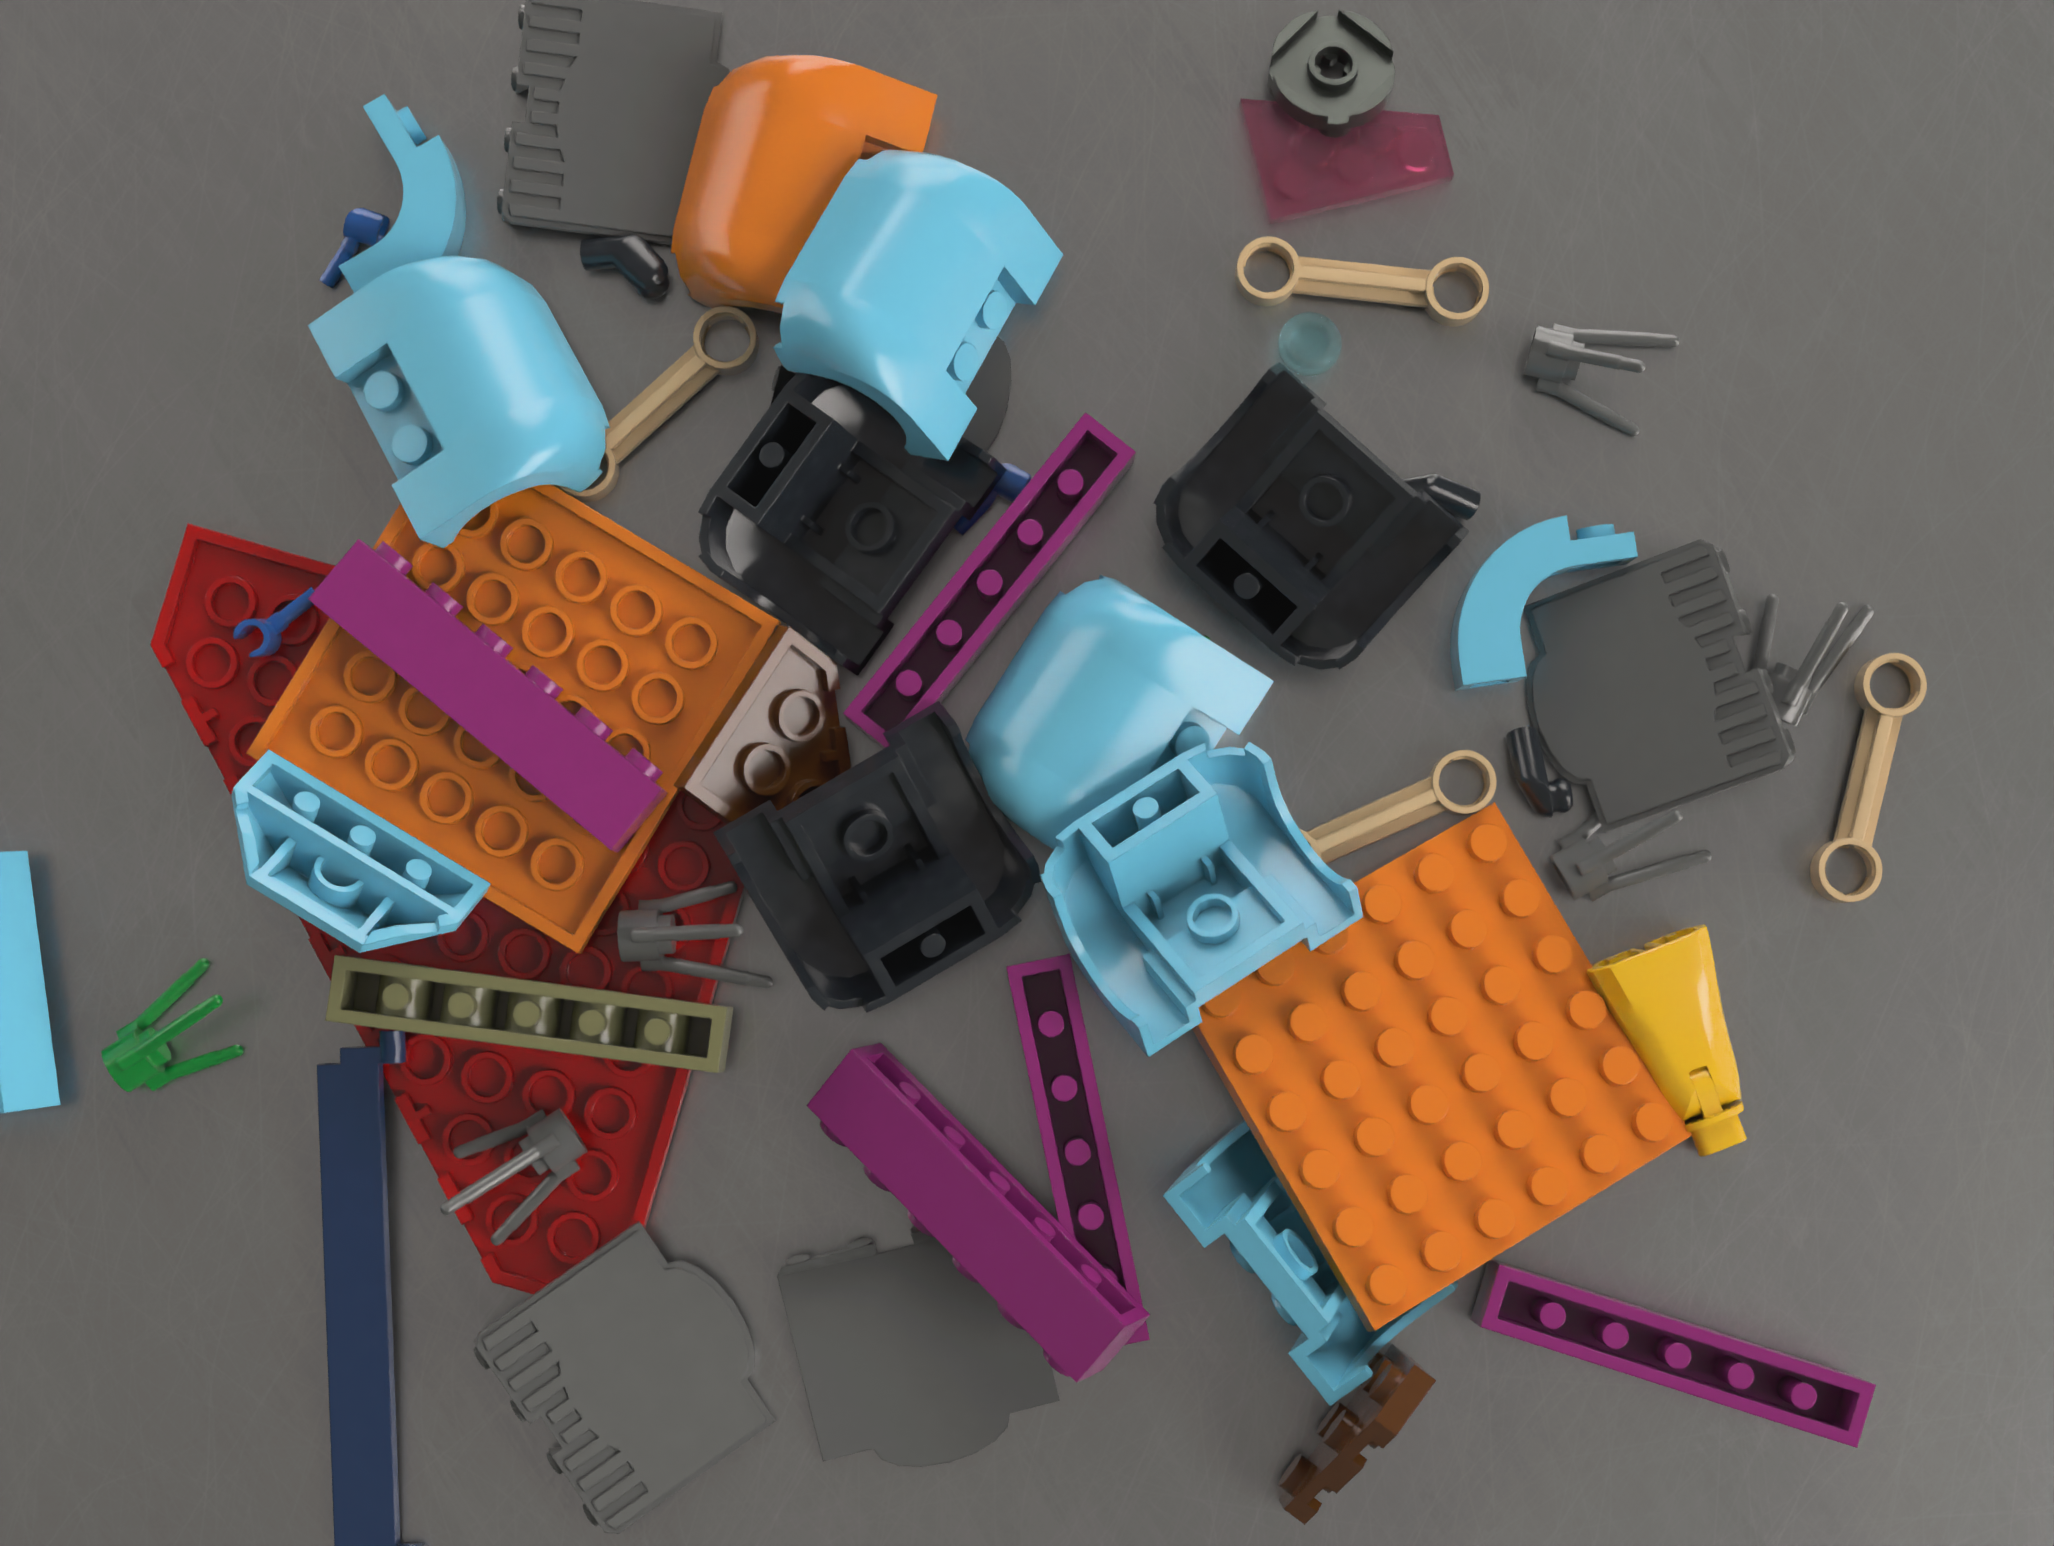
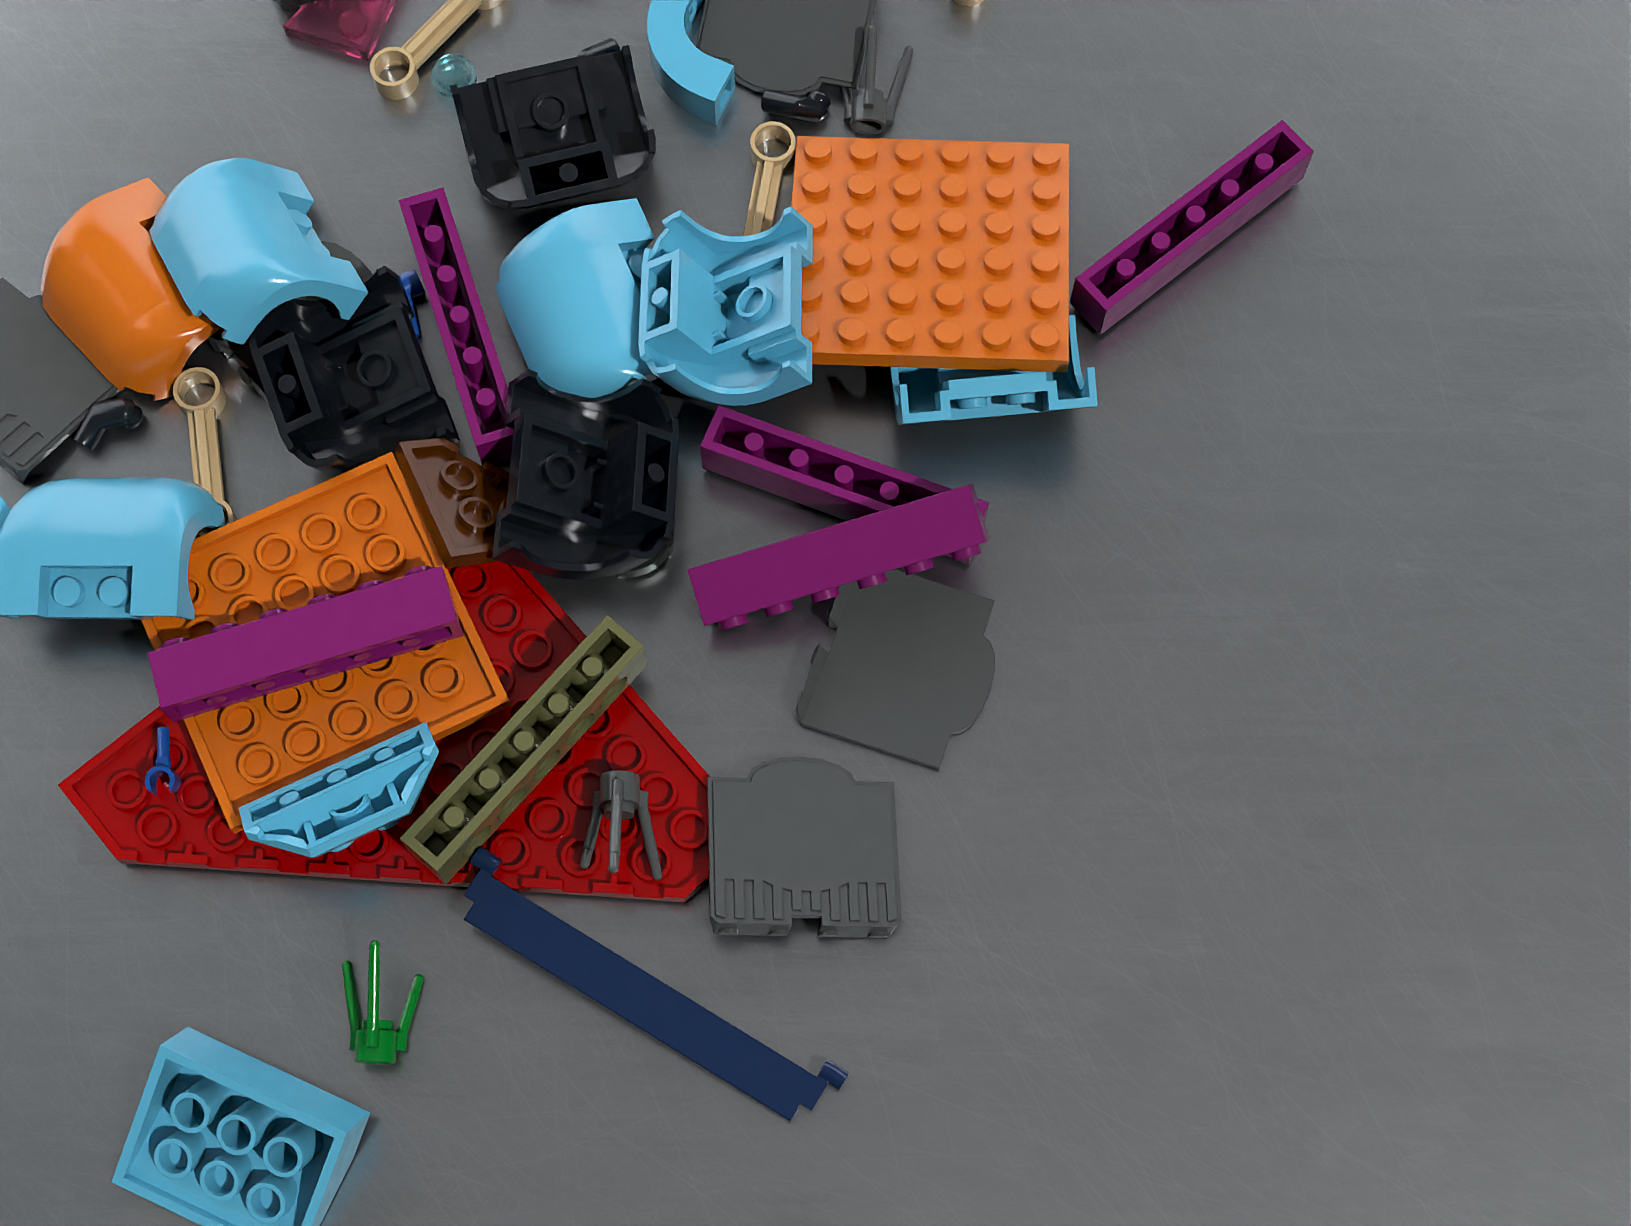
camera: 55 degrees left, 15 degrees down
(649, 934) = (528, 650): dark grey plant -> none
(1369, 1419) = (1126, 428): reddish brown plate -> none
(1676, 1022) = (988, 112): yellow piece -> none

